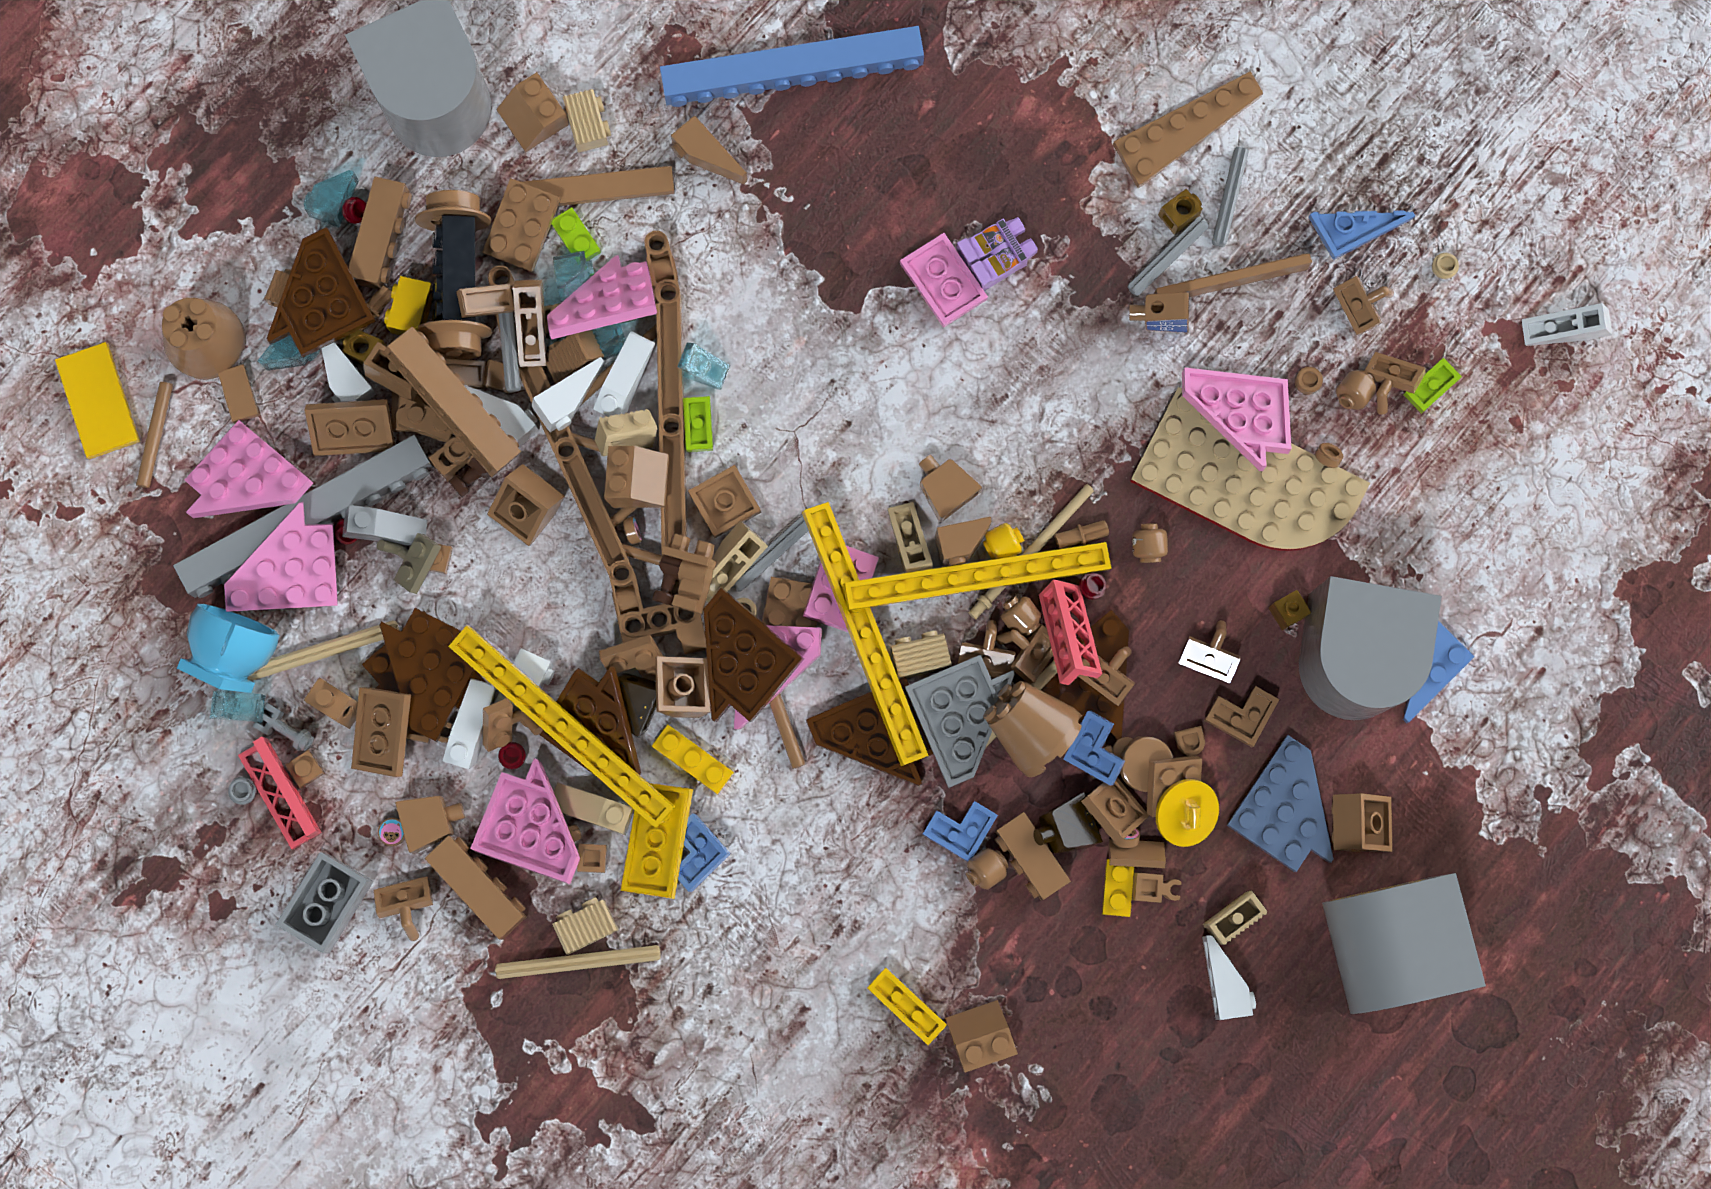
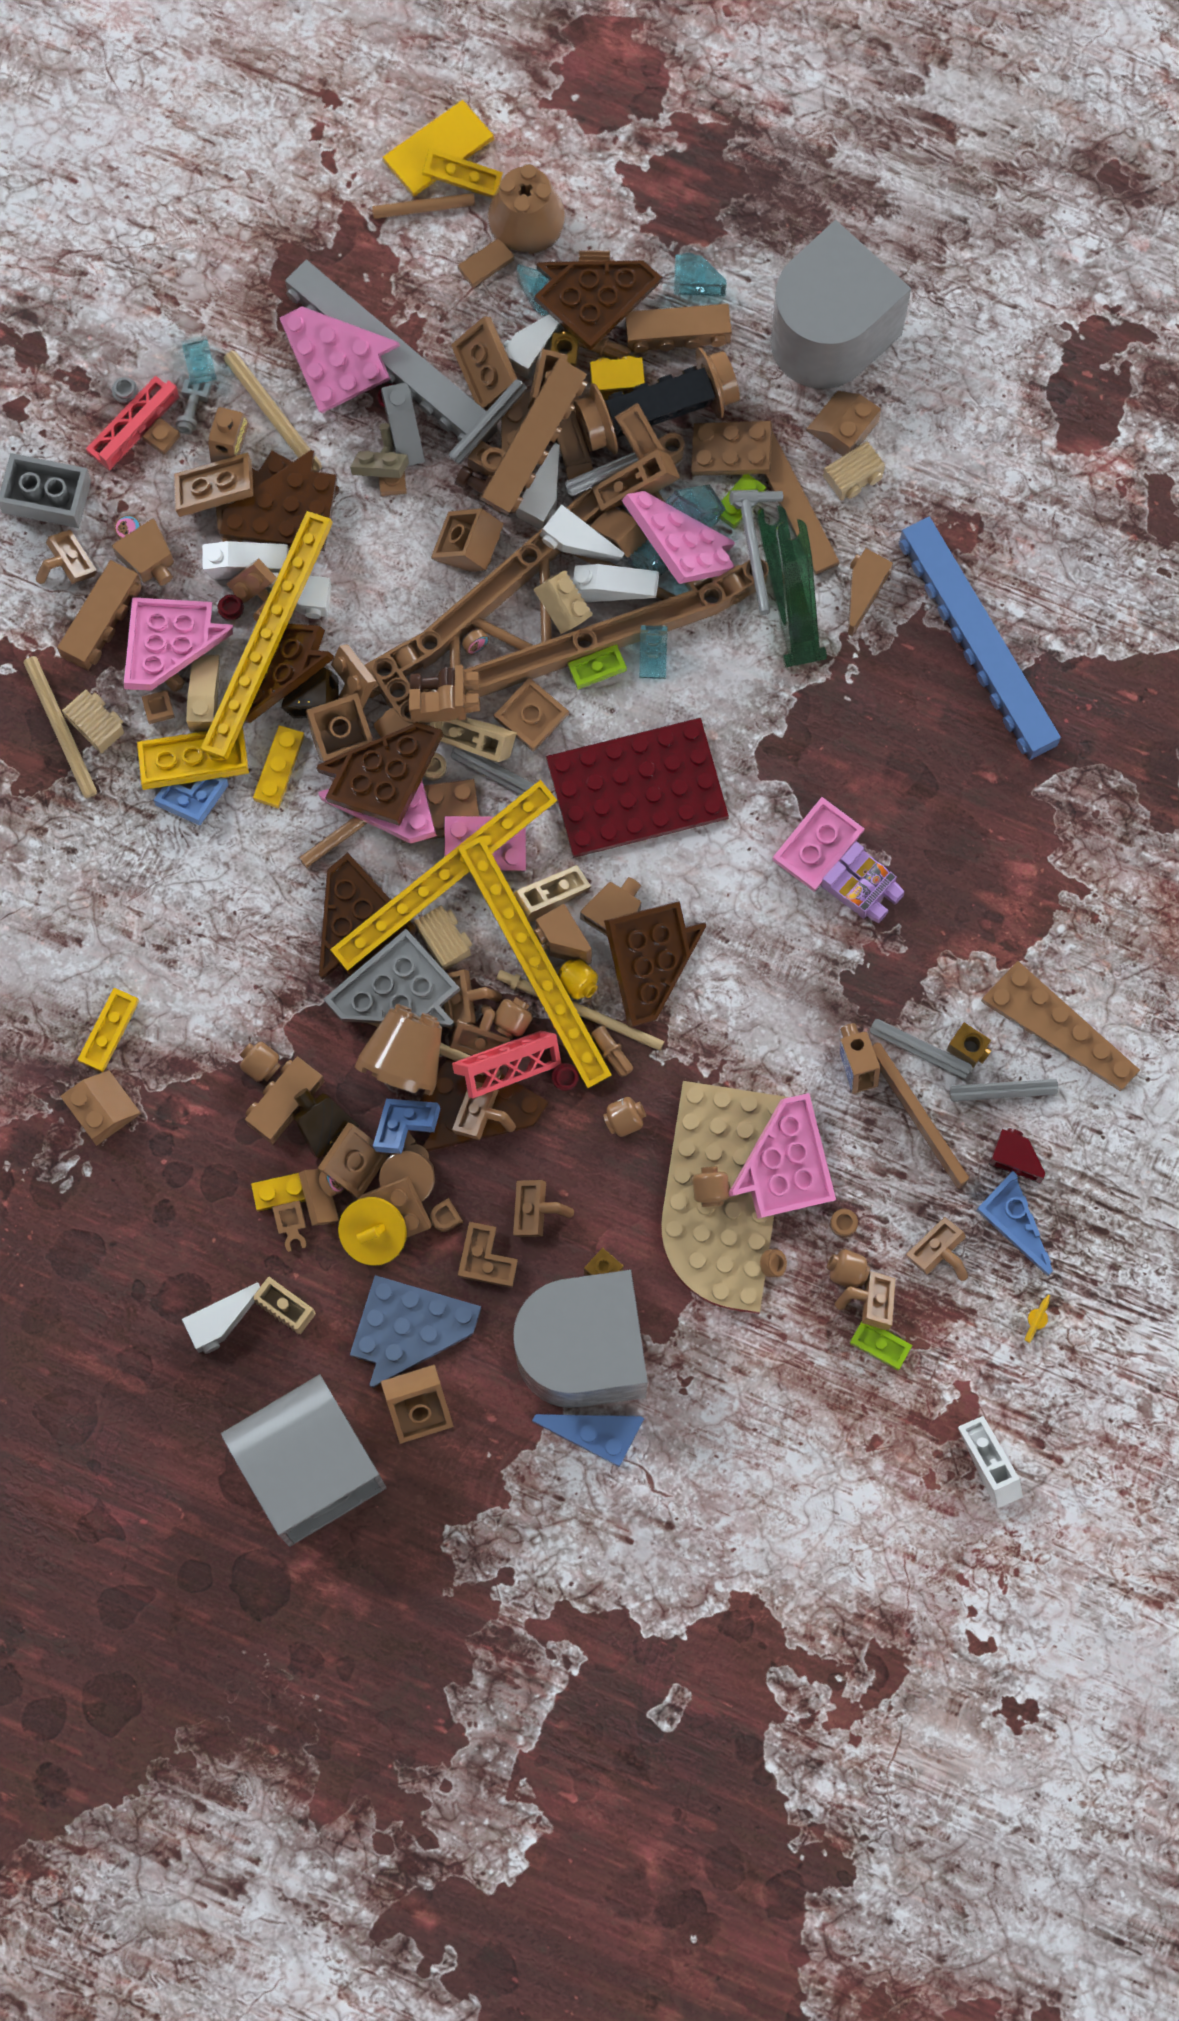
camera: 75 degrees right, 5 degrees down
(136, 385) = (461, 173): none -> yellow plate
(227, 648) = (245, 327): medium azure plate -> none
(244, 476) = (410, 291): bright pink wing -> none
(353, 210) = (693, 297): dark red plate -> none
(416, 442) = (488, 421): none -> light grey axle
(583, 229) = (745, 501): none -> light grey bar
(636, 477) = (521, 622): medium nougat slope -> none
(705, 215) = (793, 587): none -> clear green piece
(829, 427) = (637, 787): none -> dark red plate
(961, 838) = (283, 1033): medium blue plate -> none
(1003, 469) = (649, 957): none -> reddish brown wing
(1247, 485) = (711, 1187): none -> medium nougat head
(1295, 206) = (1017, 1154): none -> dark red slope
(1445, 266) = (1010, 1322): tan plate -> none
(1449, 241) = (1037, 1319): none -> yellow piece

